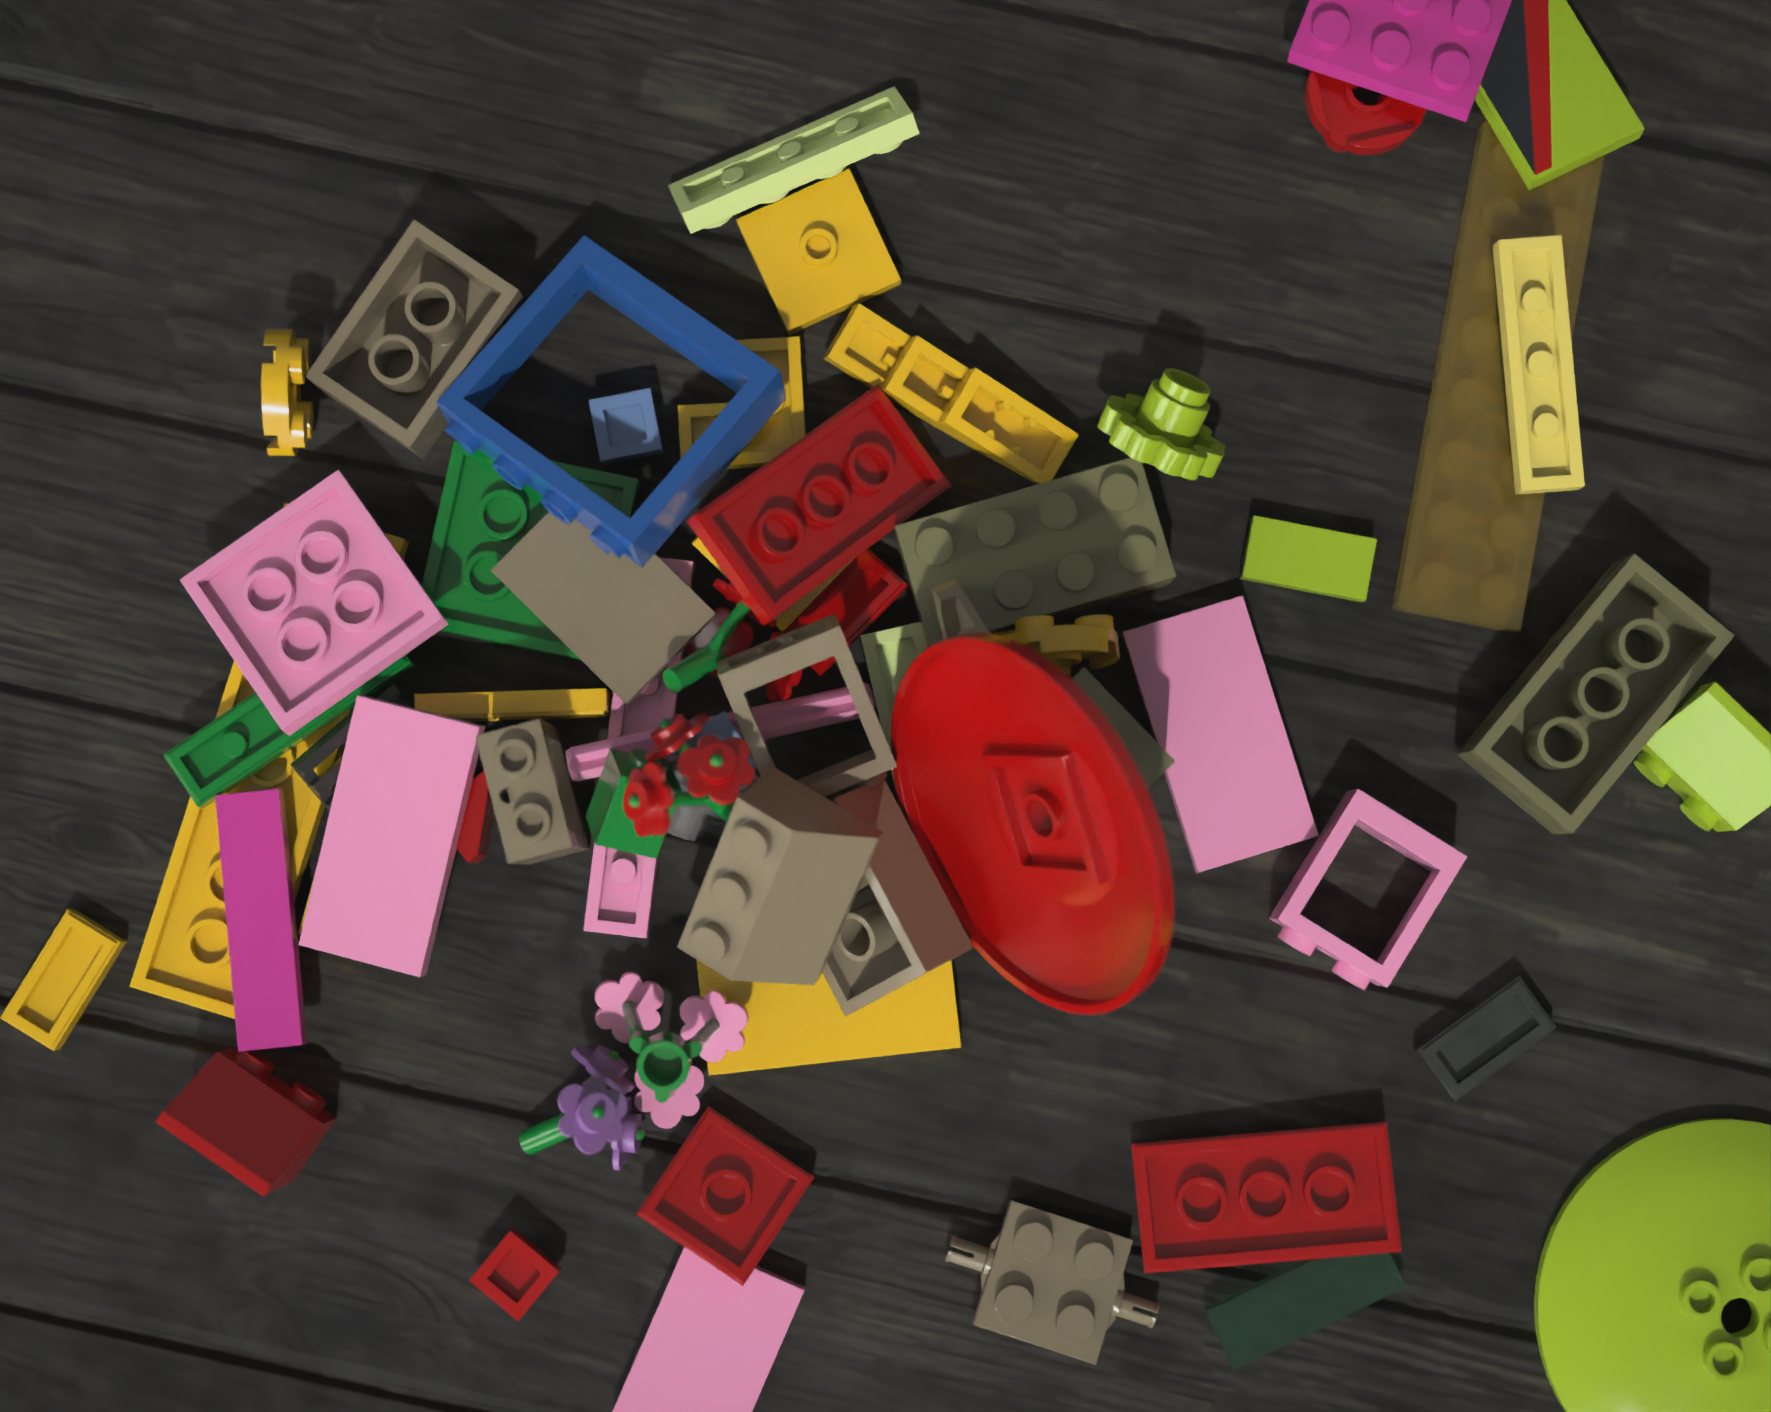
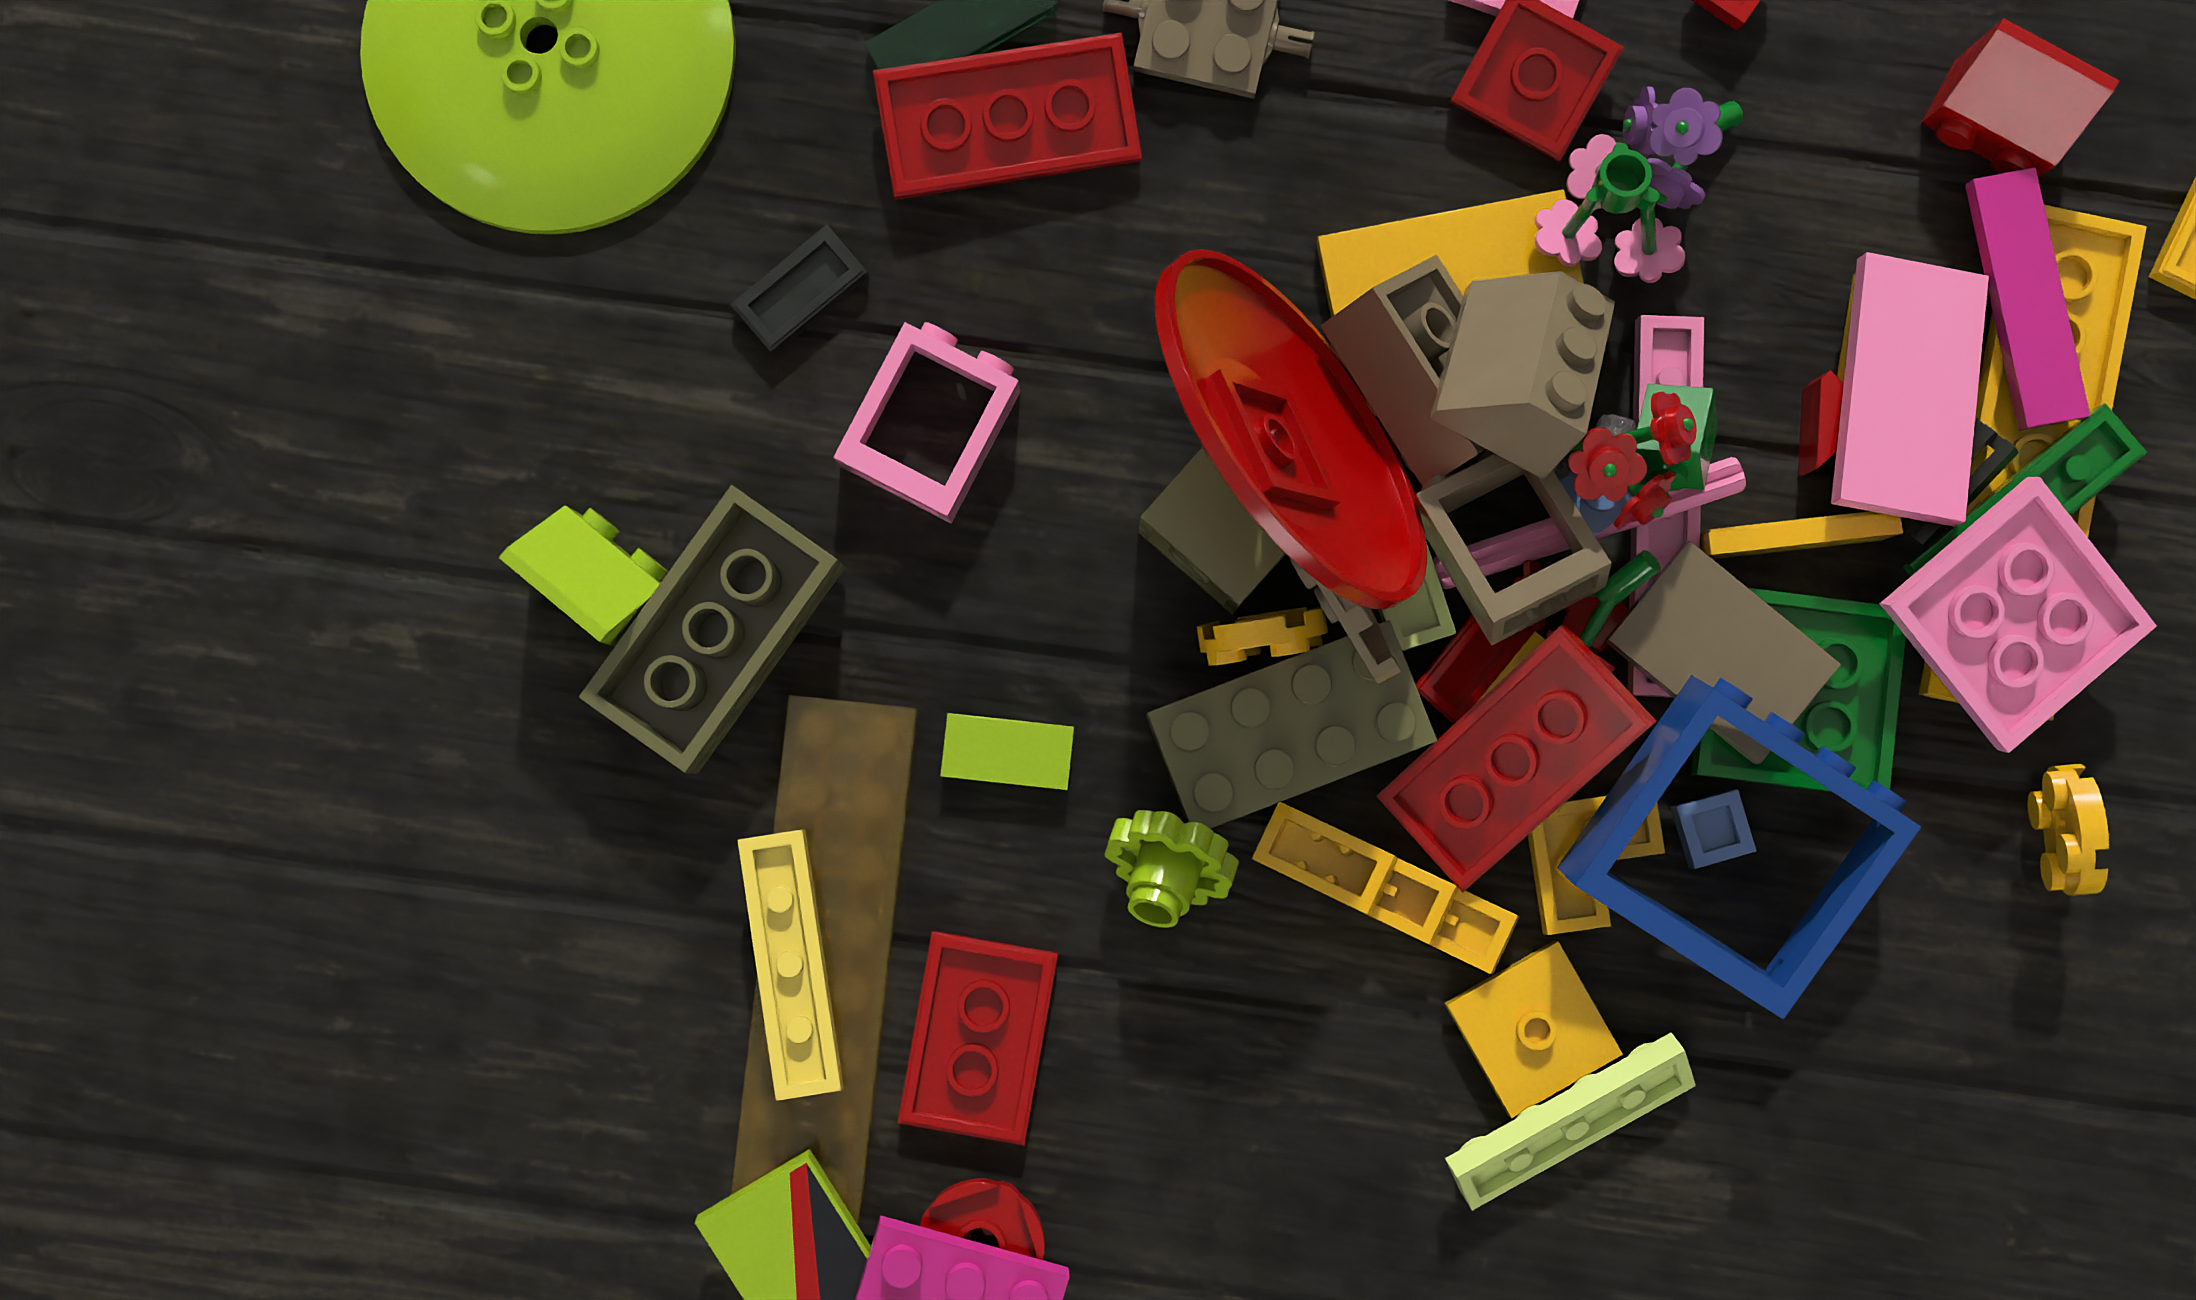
camera: 175 degrees right, 0 degrees up
(413, 337) = (1947, 898): dark tan brick -> none
(543, 806) = (1765, 430): dark tan window -> none
(1224, 730) = (1084, 567): bright pink tile -> none
(1355, 287) = (978, 1038): none -> red tile

